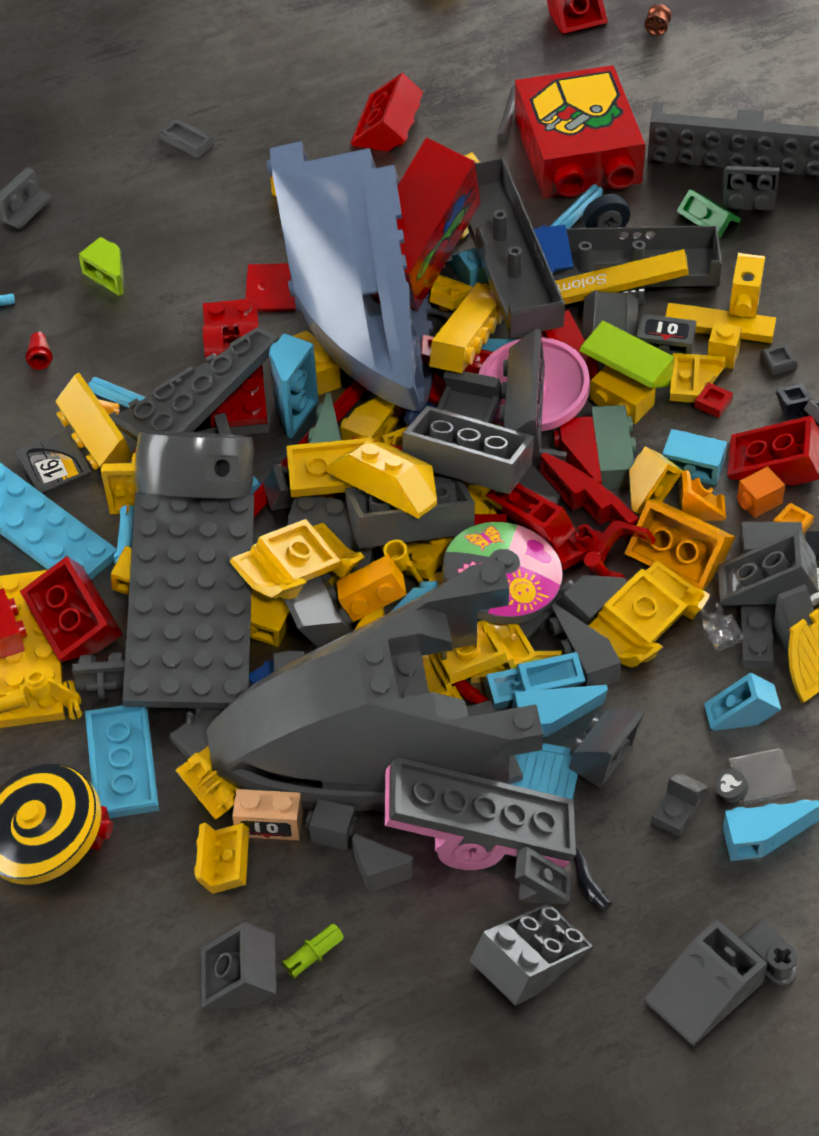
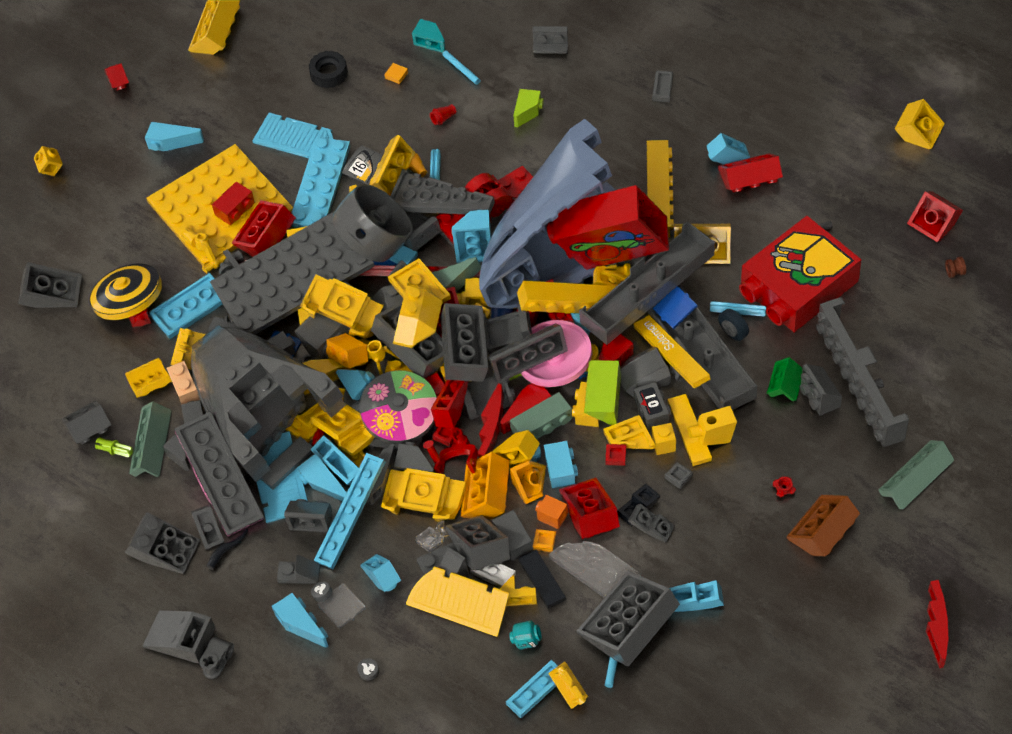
camera: 65 degrees right, 5 degrees up
(329, 900) = (150, 439): none -> sand green panel
(339, 122) = (727, 149): none -> medium azure slope
(633, 692) = (349, 511): none -> medium azure plate

